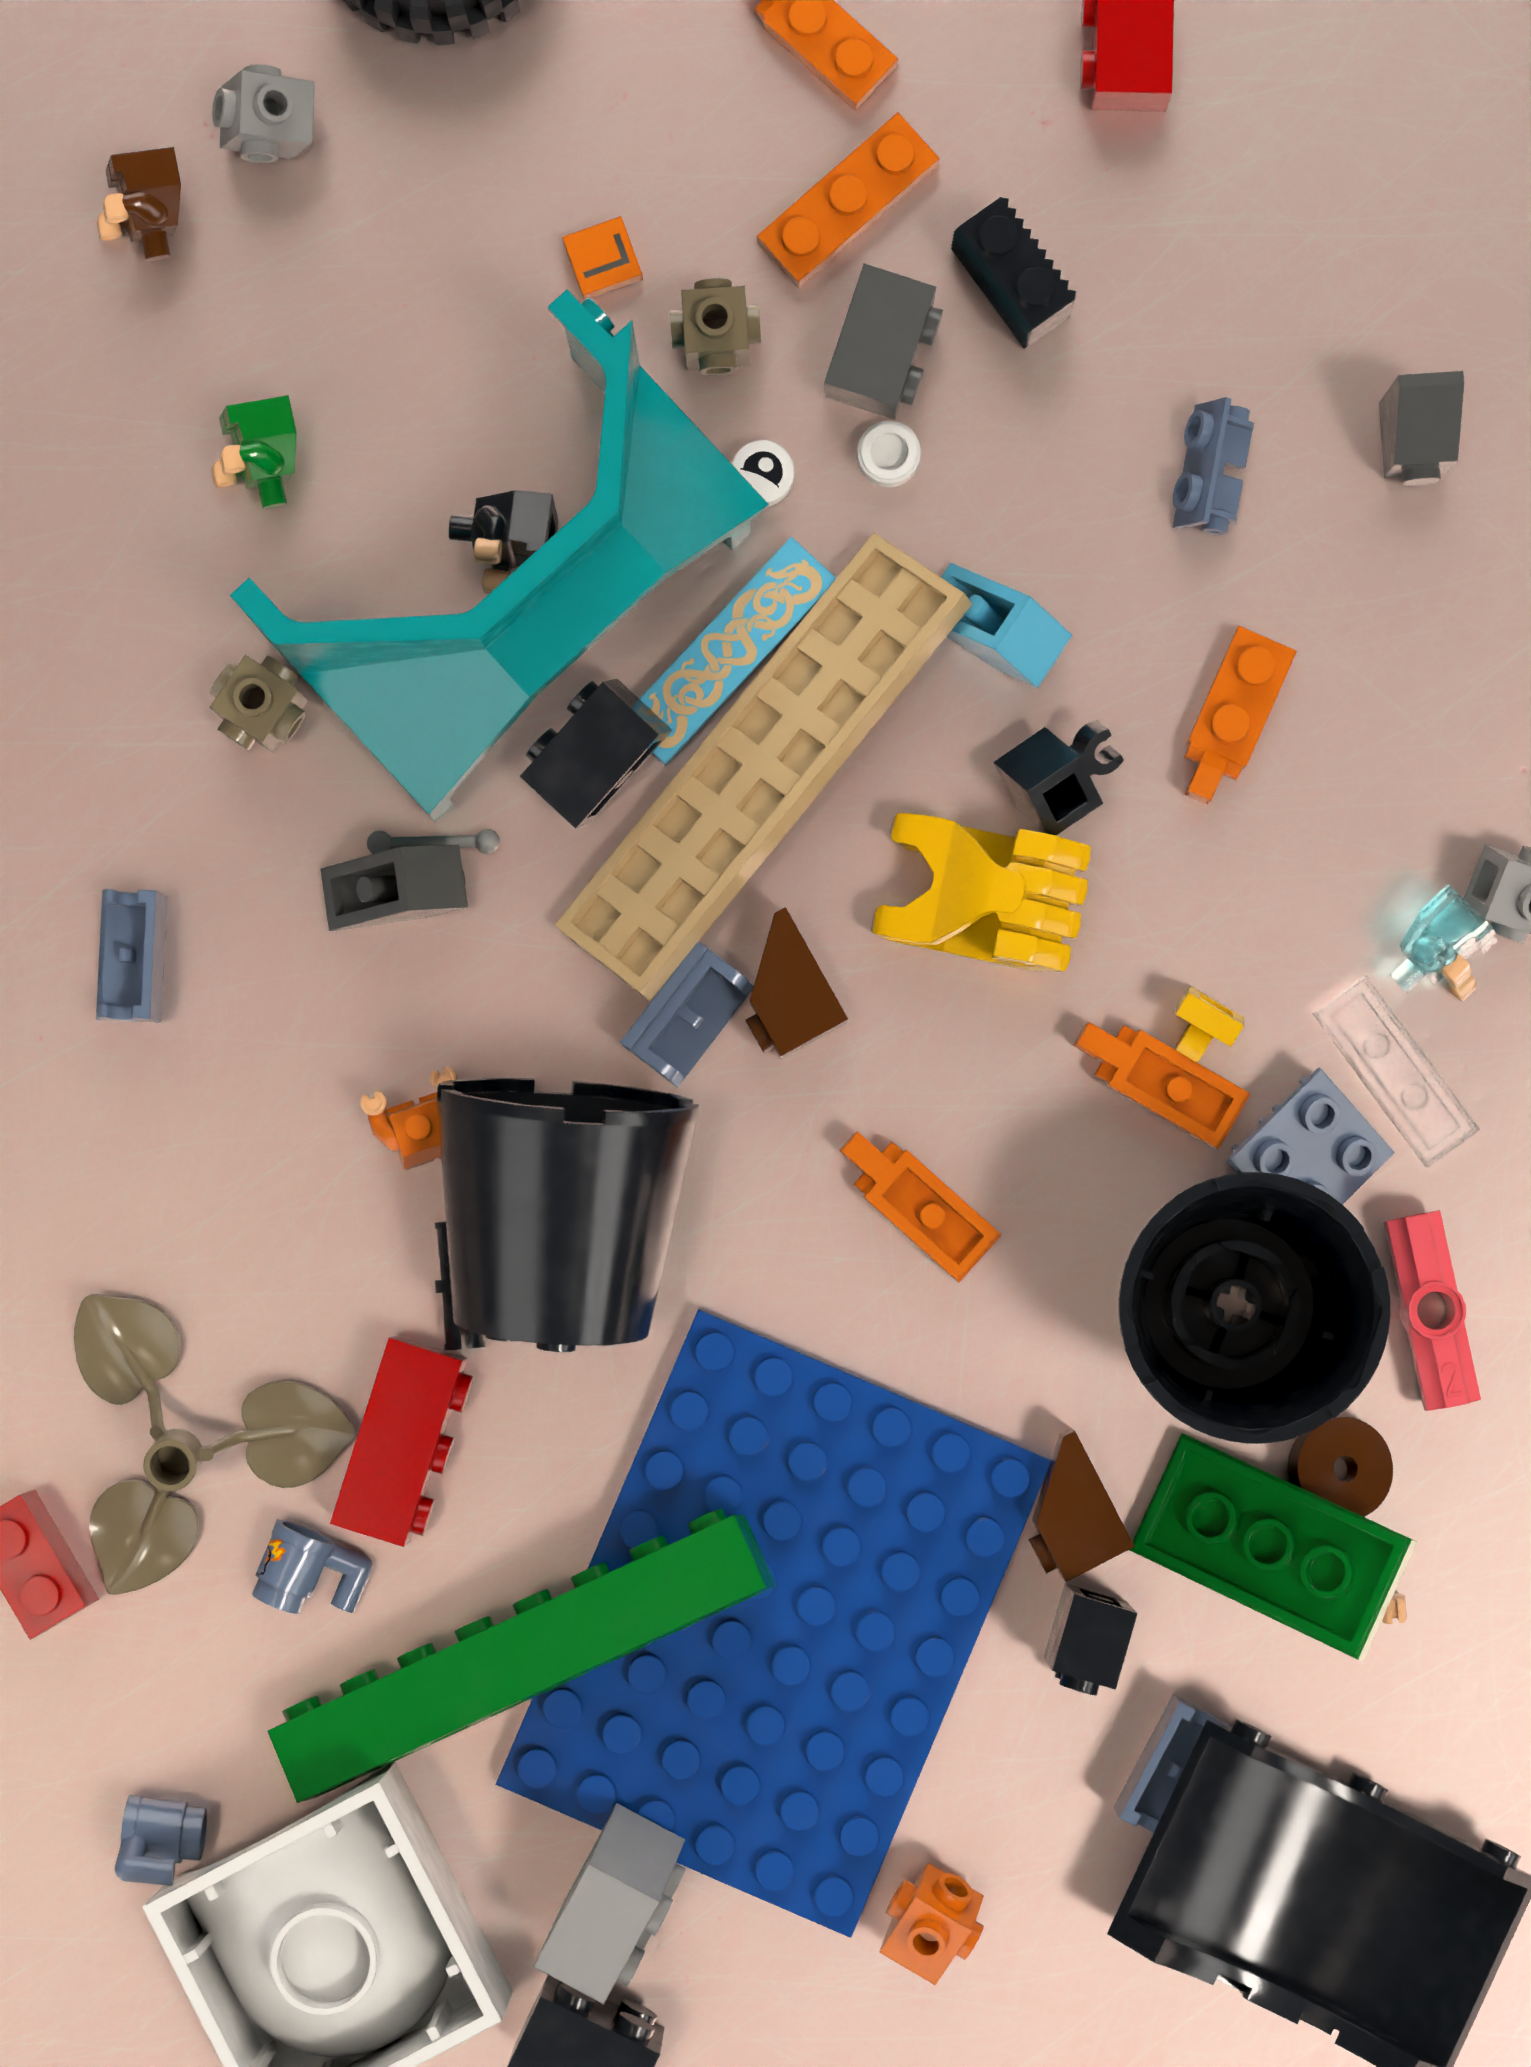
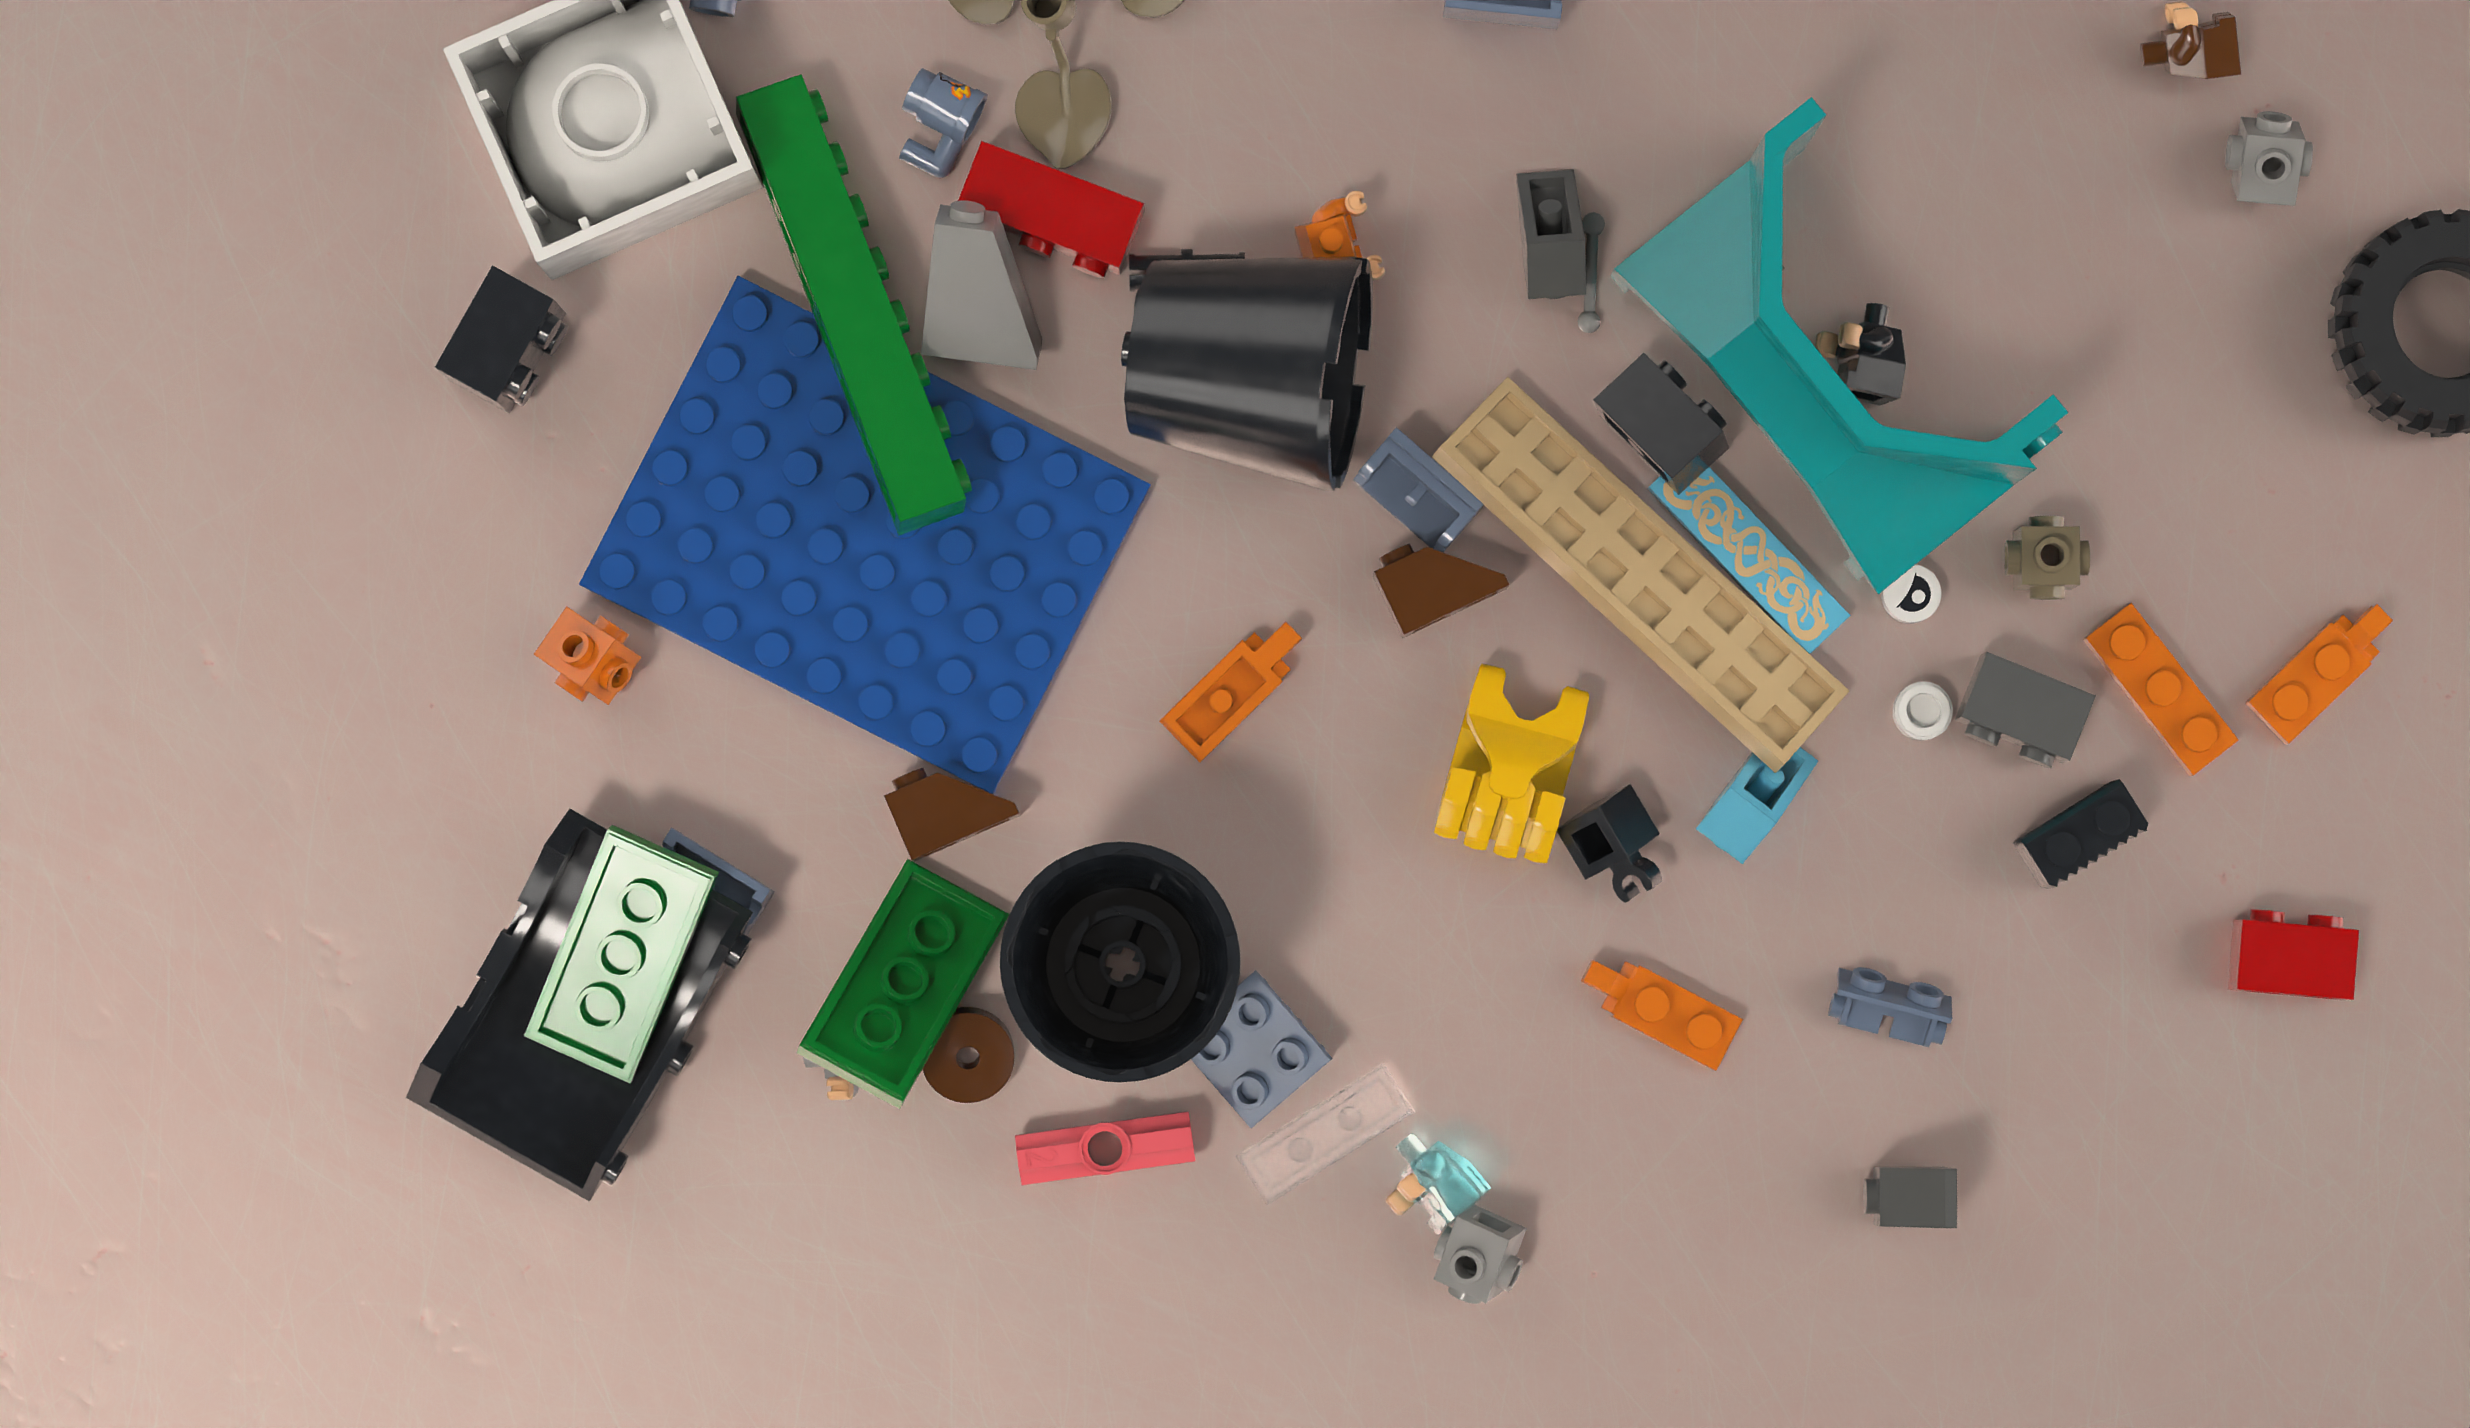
camera: 85 degrees right, 0 degrees up
(262, 448) = (1959, 140): green piece -> none
(277, 716) = (1716, 140): dark tan brick -> none
(499, 1517) = (976, 293): none -> light grey slope
(602, 258) = (2119, 460): orange tile -> none
(613, 1905) = (626, 371): light grey brick -> none
(1089, 1639) = (831, 812): black brick -> none
(1165, 1082) = (1328, 921): orange hinge -> none
(1206, 1020) = (1381, 963): yellow tile -> none
(1262, 1863) = (621, 953): none -> tile

